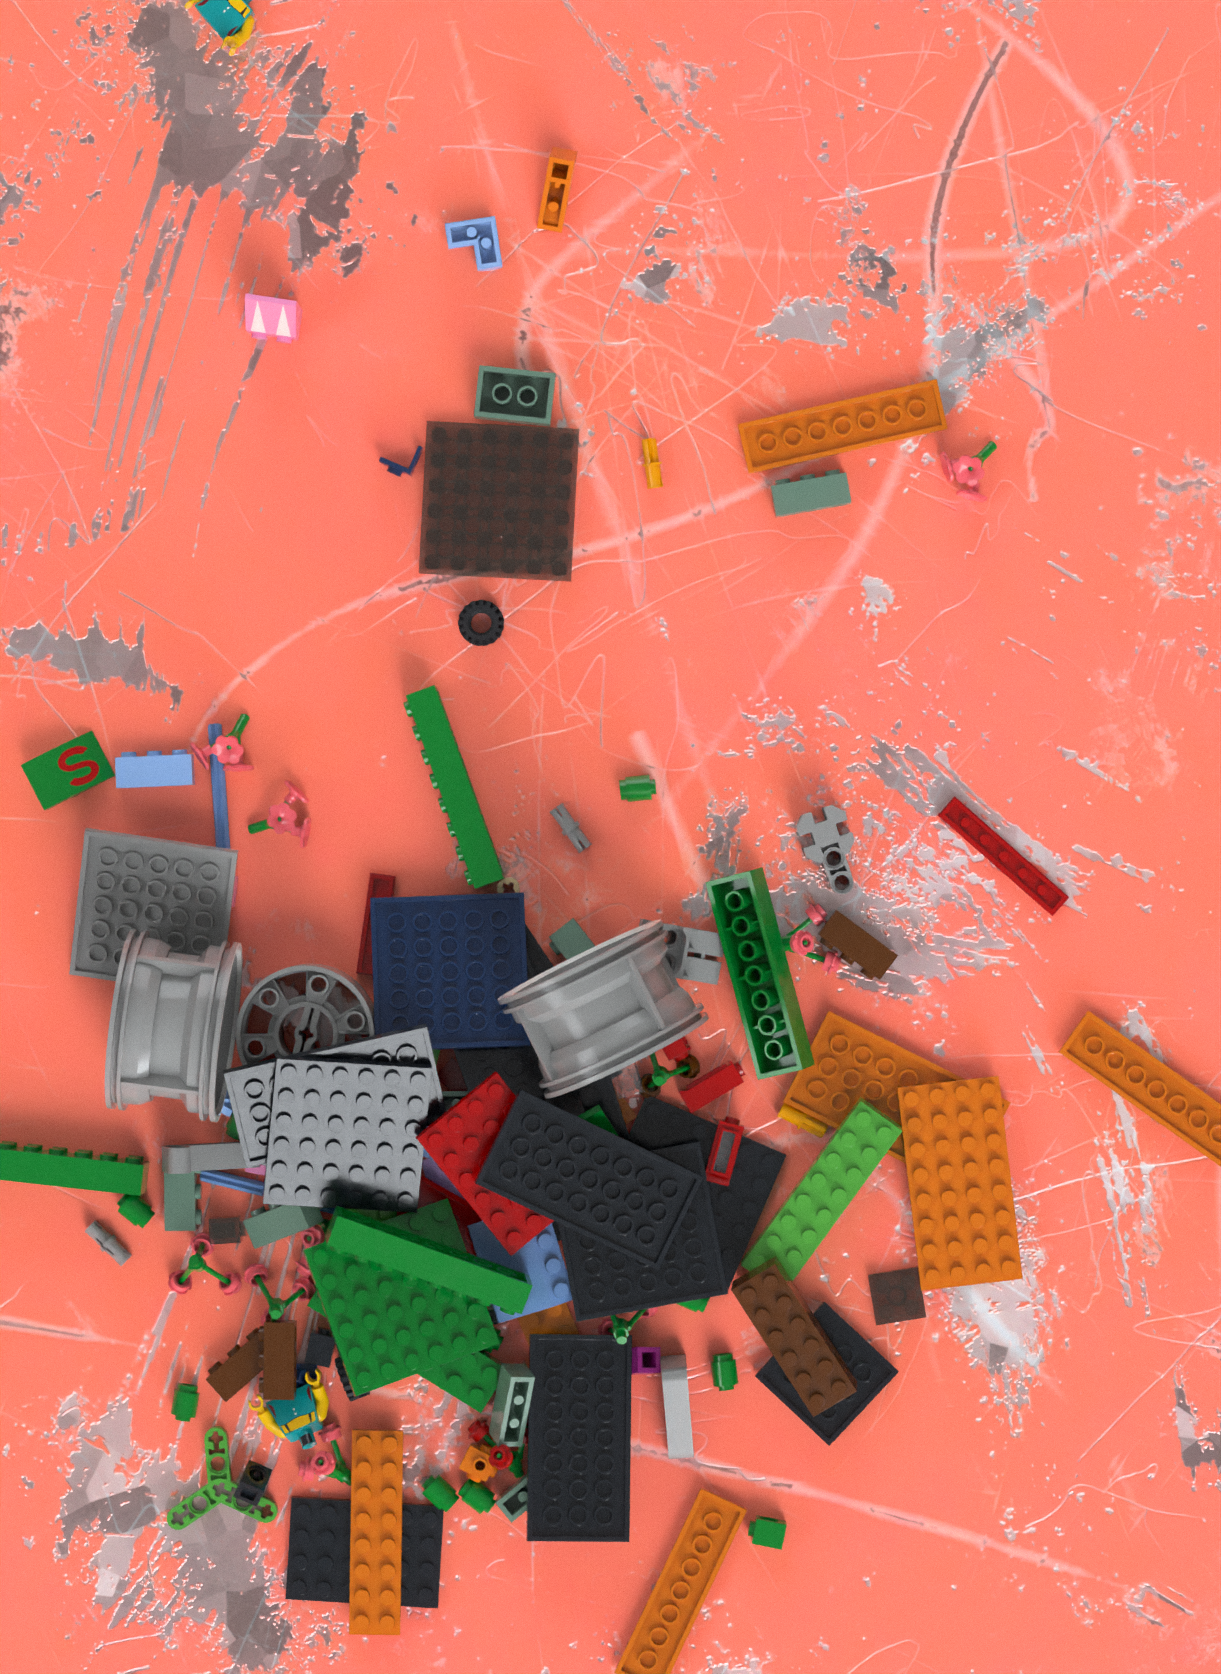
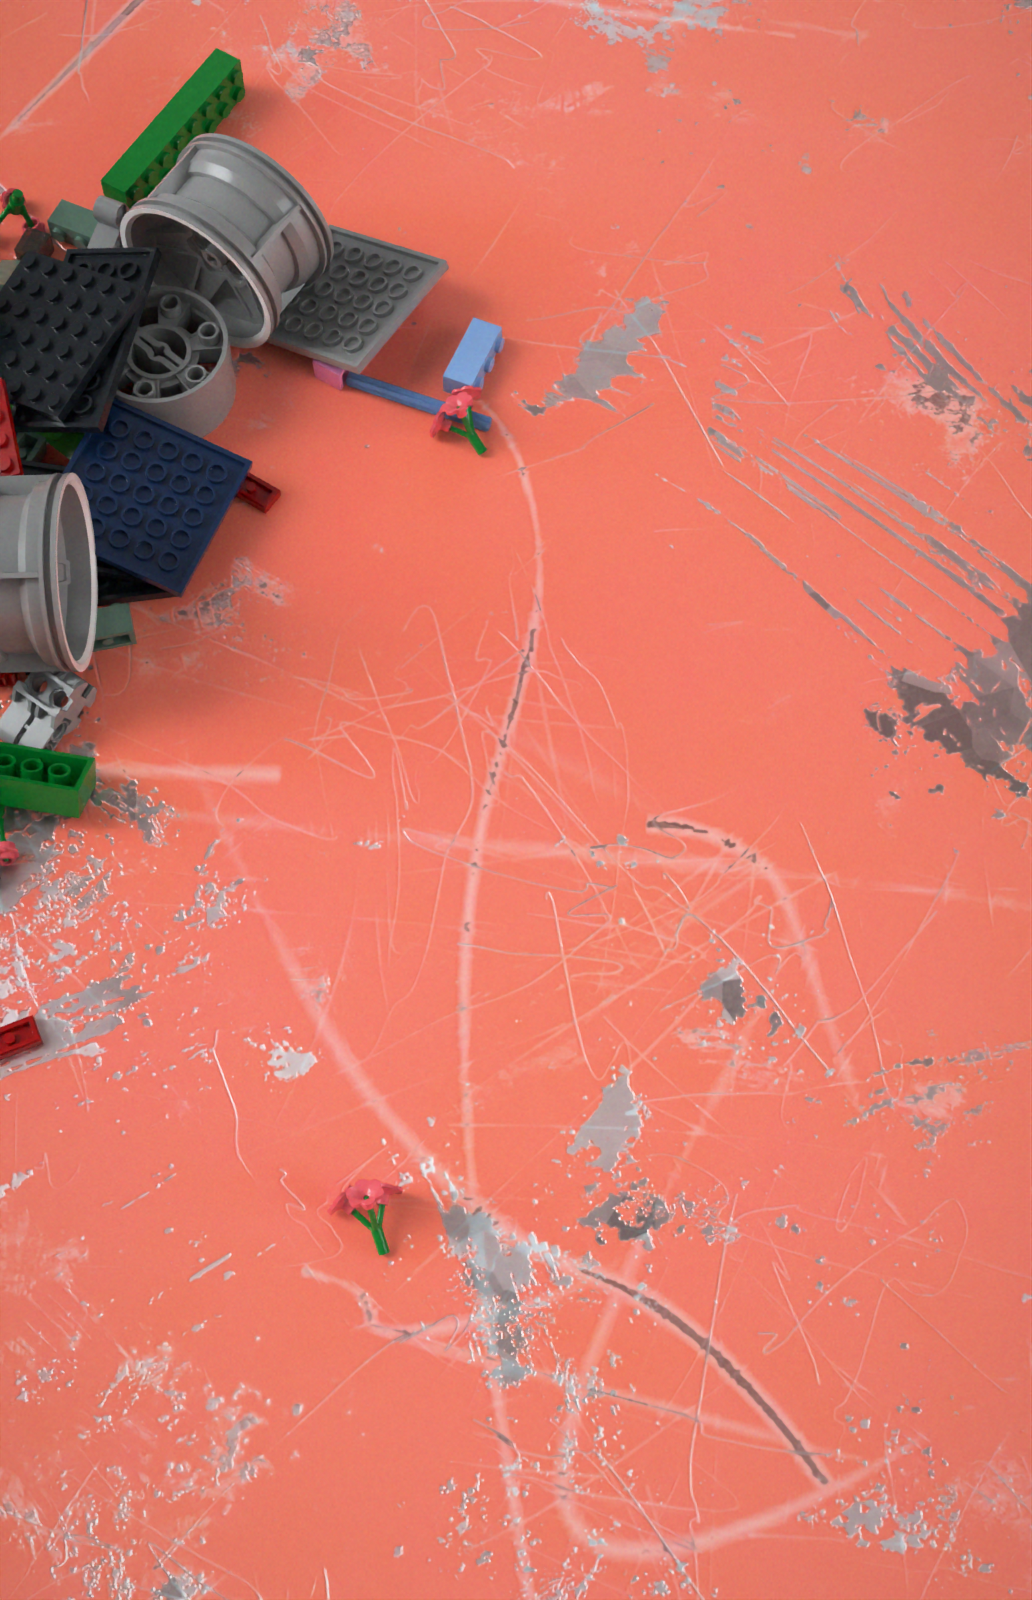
camera: 110 degrees right, 25 degrees down
(68, 770) = (512, 292): green slope -> none
(108, 1243) = (81, 164): light grey pin -> none
(135, 1210) = (90, 192): green brick -> none
(272, 318) = (853, 618): bright pink slope -> none
(282, 818) = (369, 423): coral plant -> none
(397, 469) = (650, 671): dark blue bracket -> none
(455, 787) = (315, 583): green brick -> none
(482, 235) = (847, 843): light blue brick -> none
(487, 637) = (457, 666): black tyre -> none
(499, 501) = (573, 747): clear smoke plate -> none
(500, 889) = (198, 593): tan bush -> none
(514, 396) = (670, 800): sand green brick -> none
(557, 189) = (868, 935): orange slope -> none
(570, 828) = (221, 673): light grey pin -> none
(637, 788) = (224, 746): green brick -> none
(652, 463) = (538, 901): light orange axle -> none
(810, 493) = (428, 1039): sand green brick -> none
(827, 839) = (60, 887): light grey connector -> none
(842, 426) = (481, 1106): orange plate -> none

